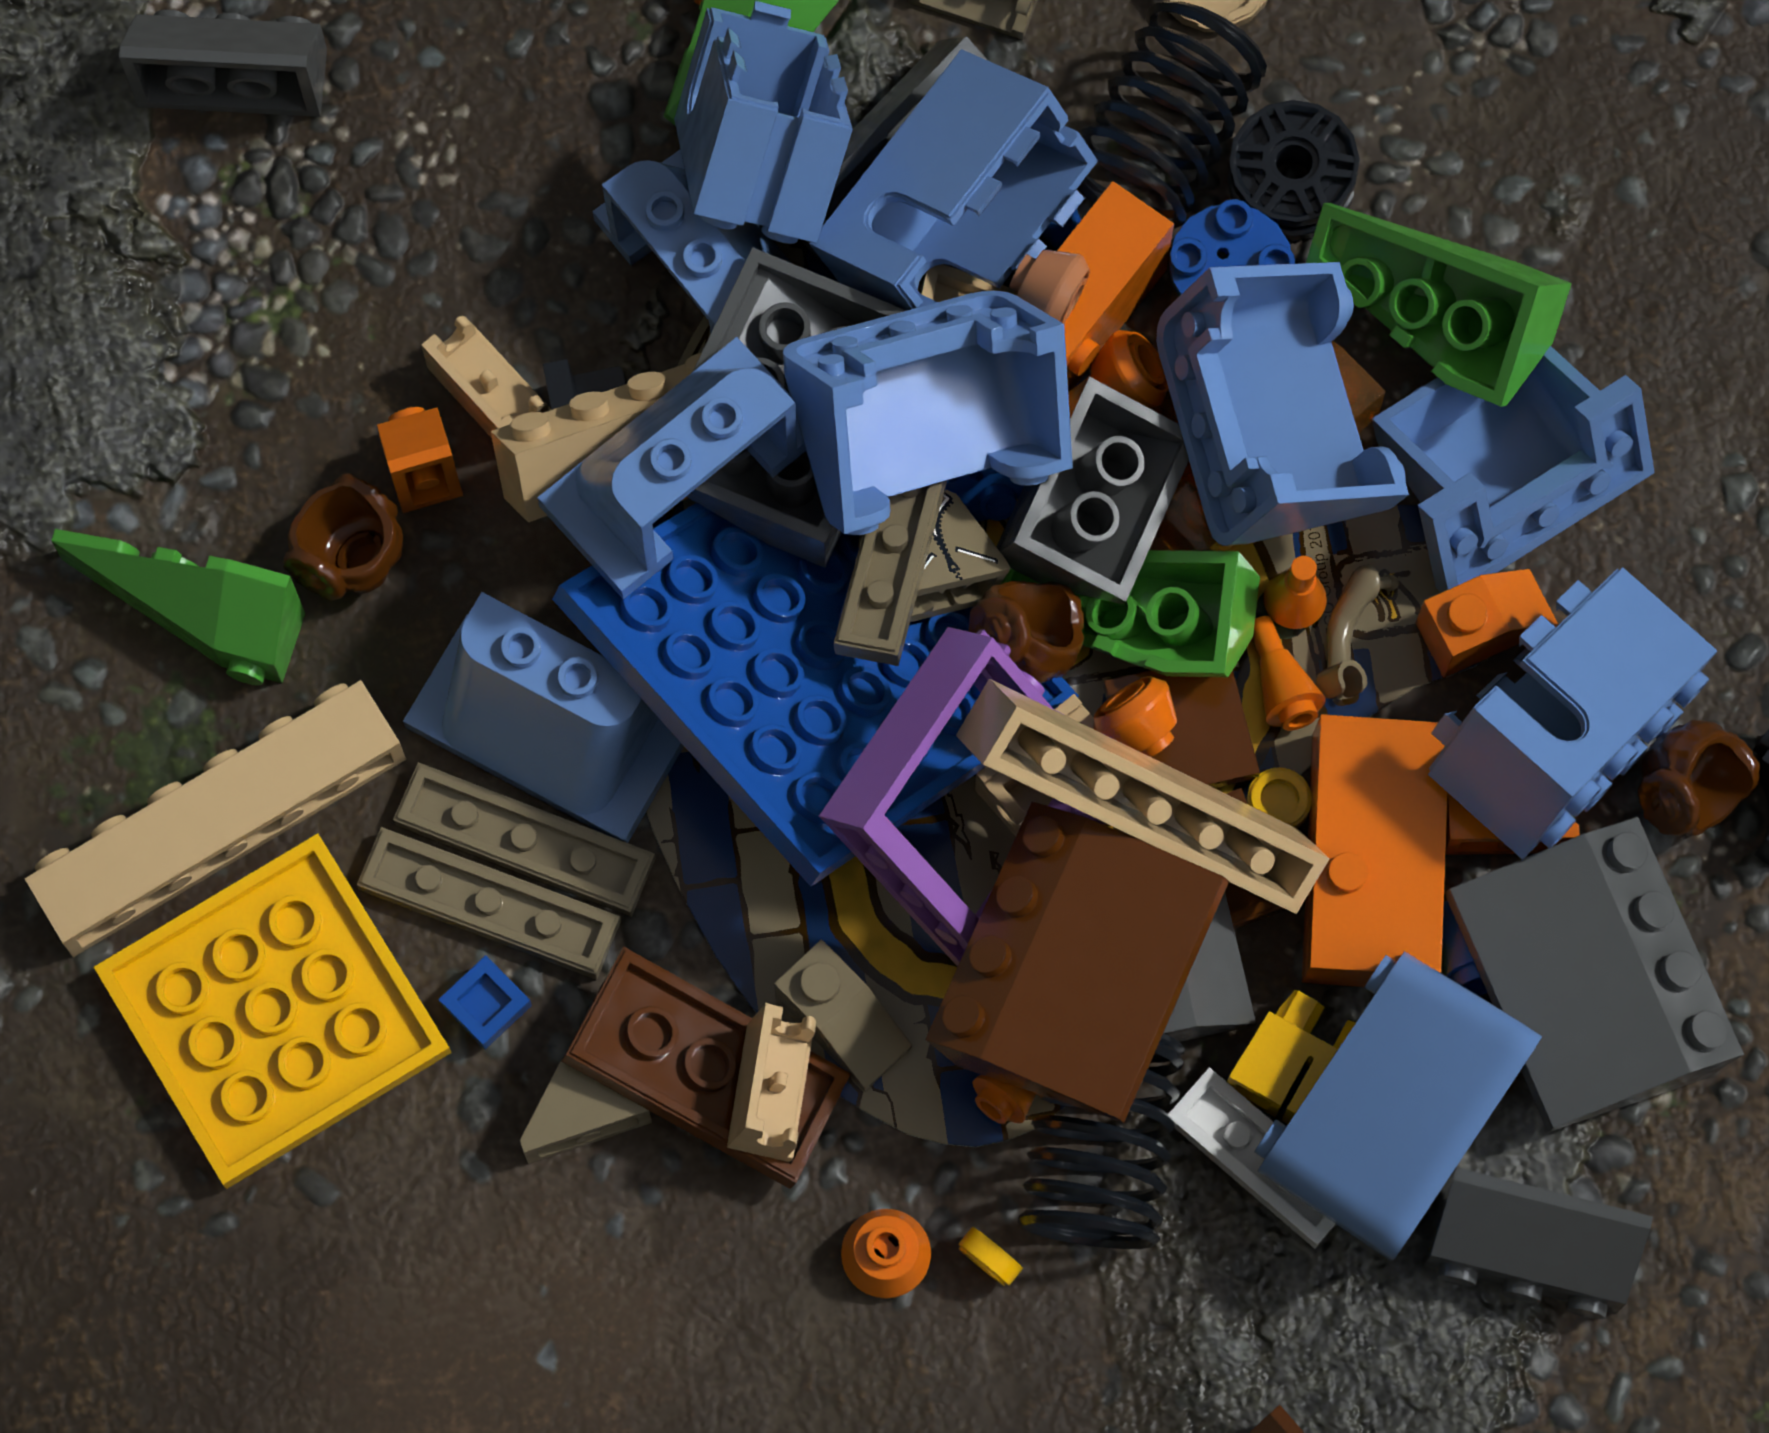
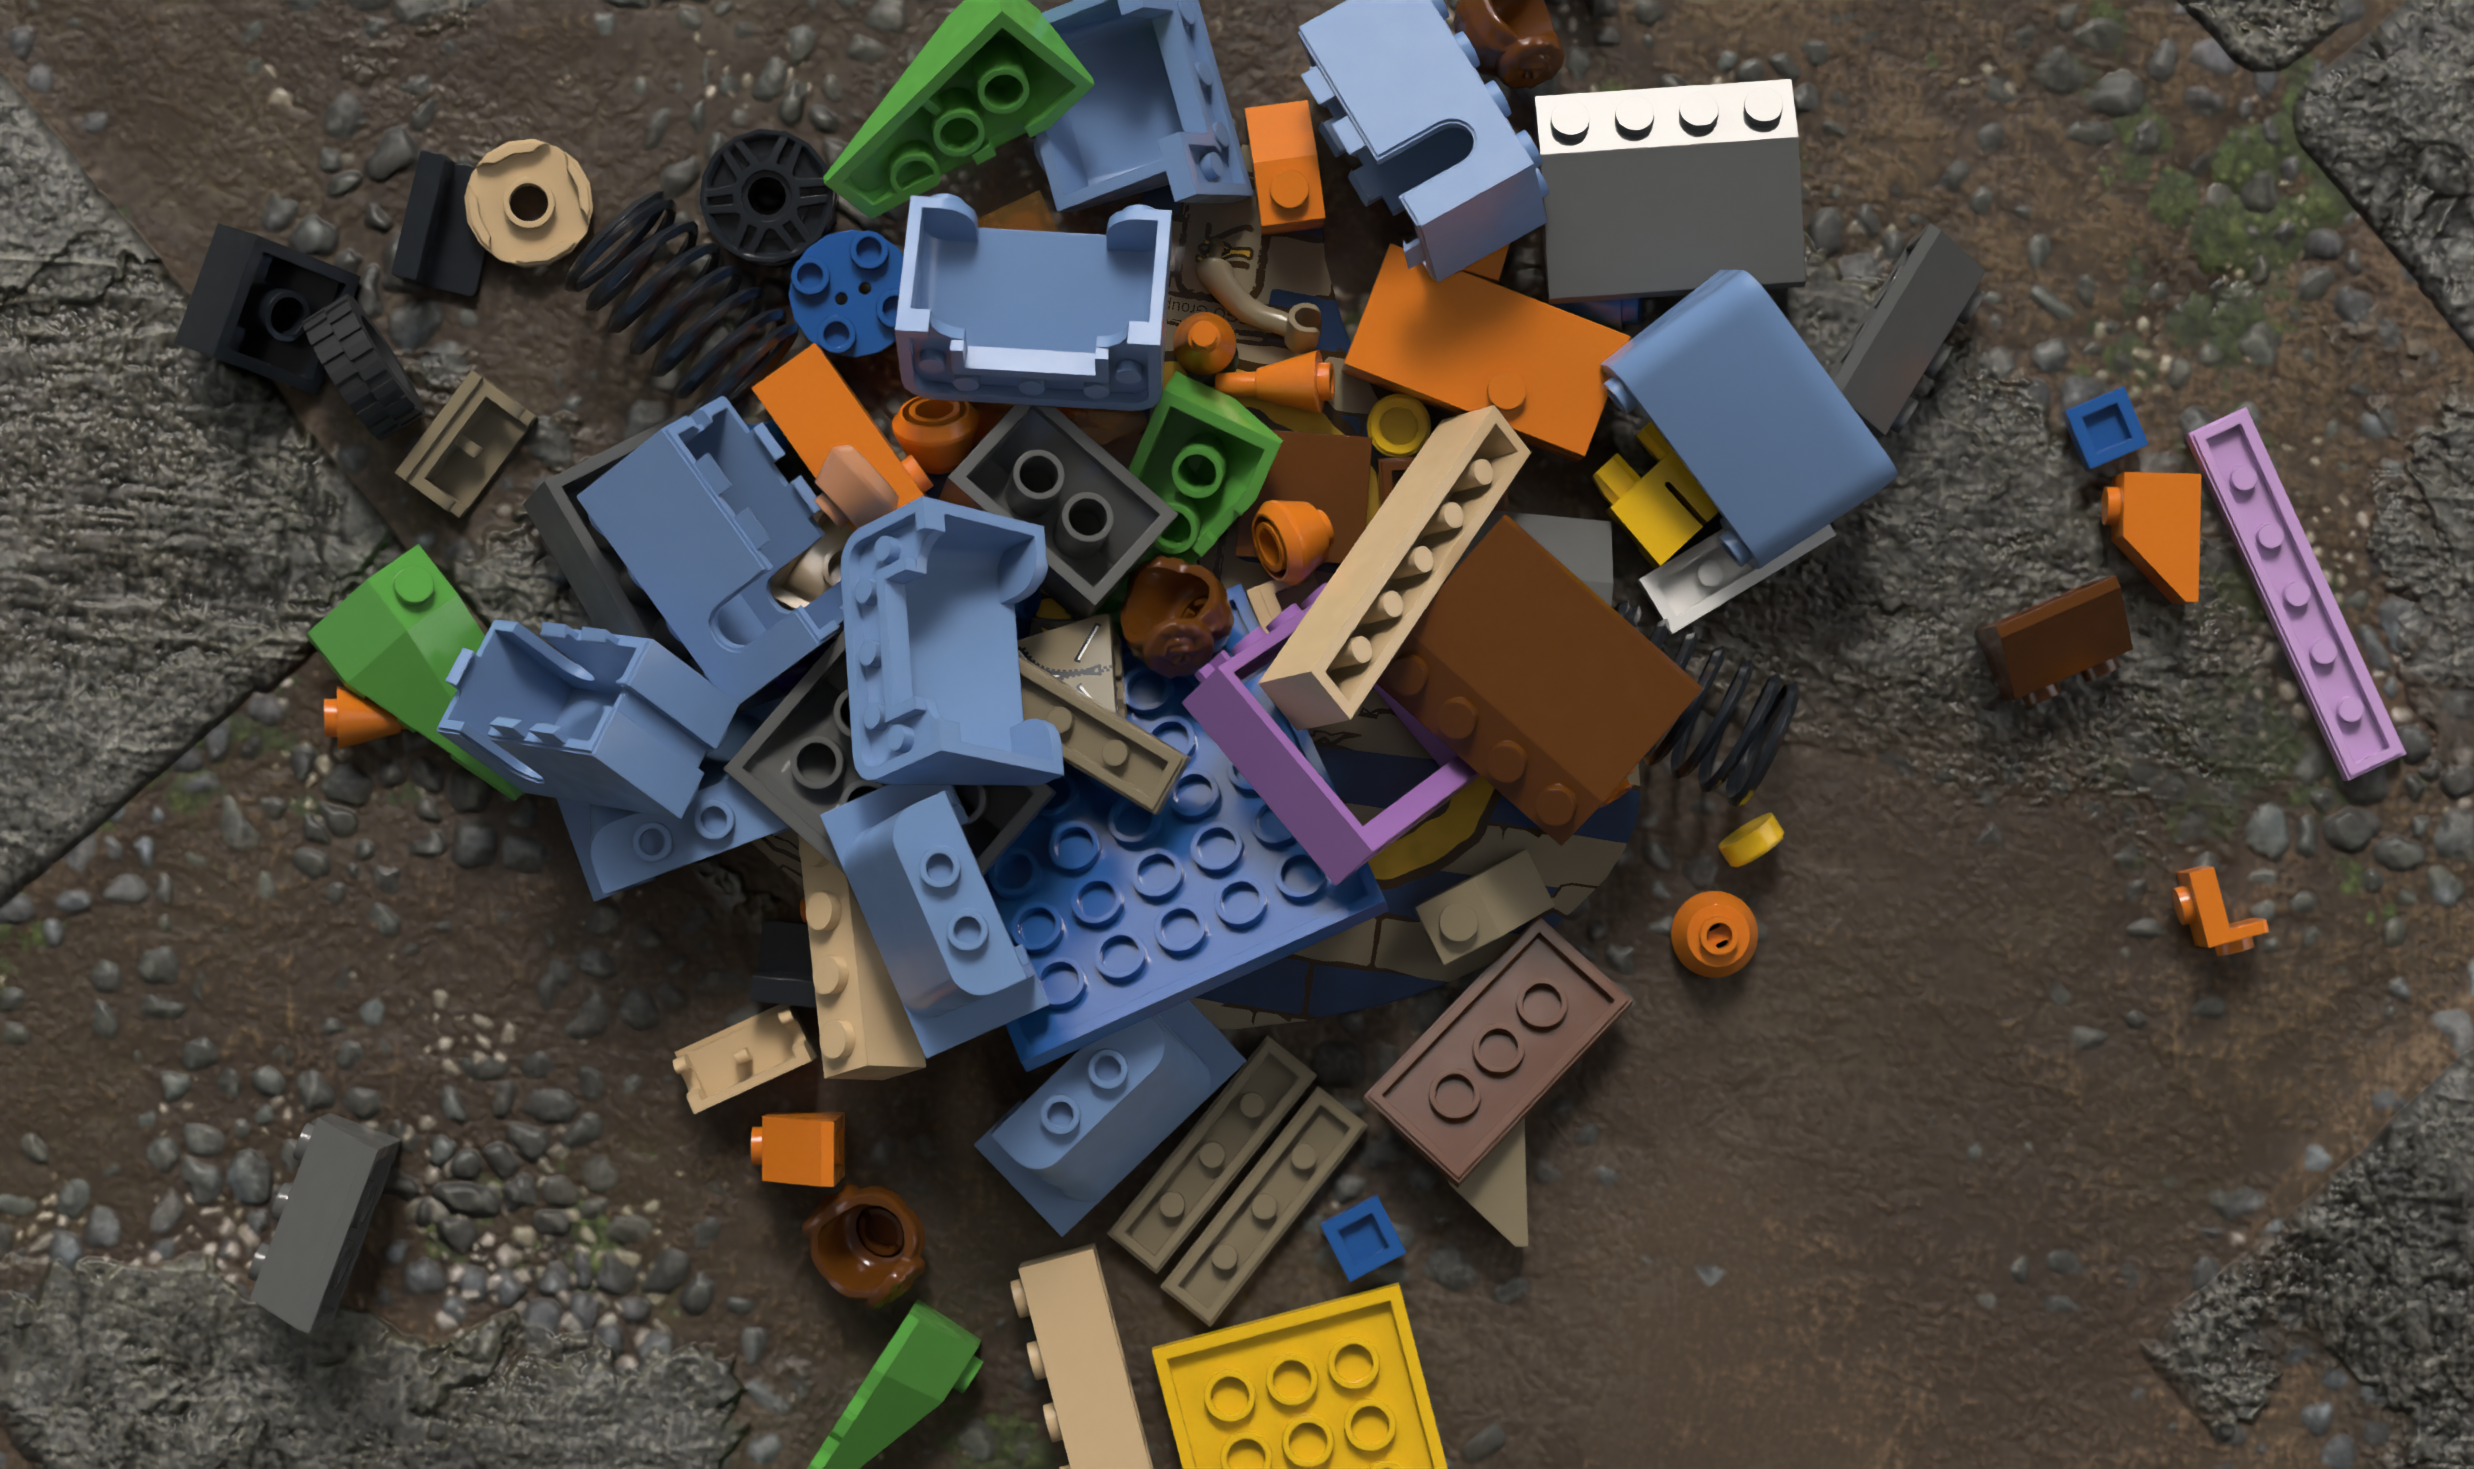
camera: 70 degrees left, 15 degrees up
(771, 1084) = (1539, 998): tan hinge -> none

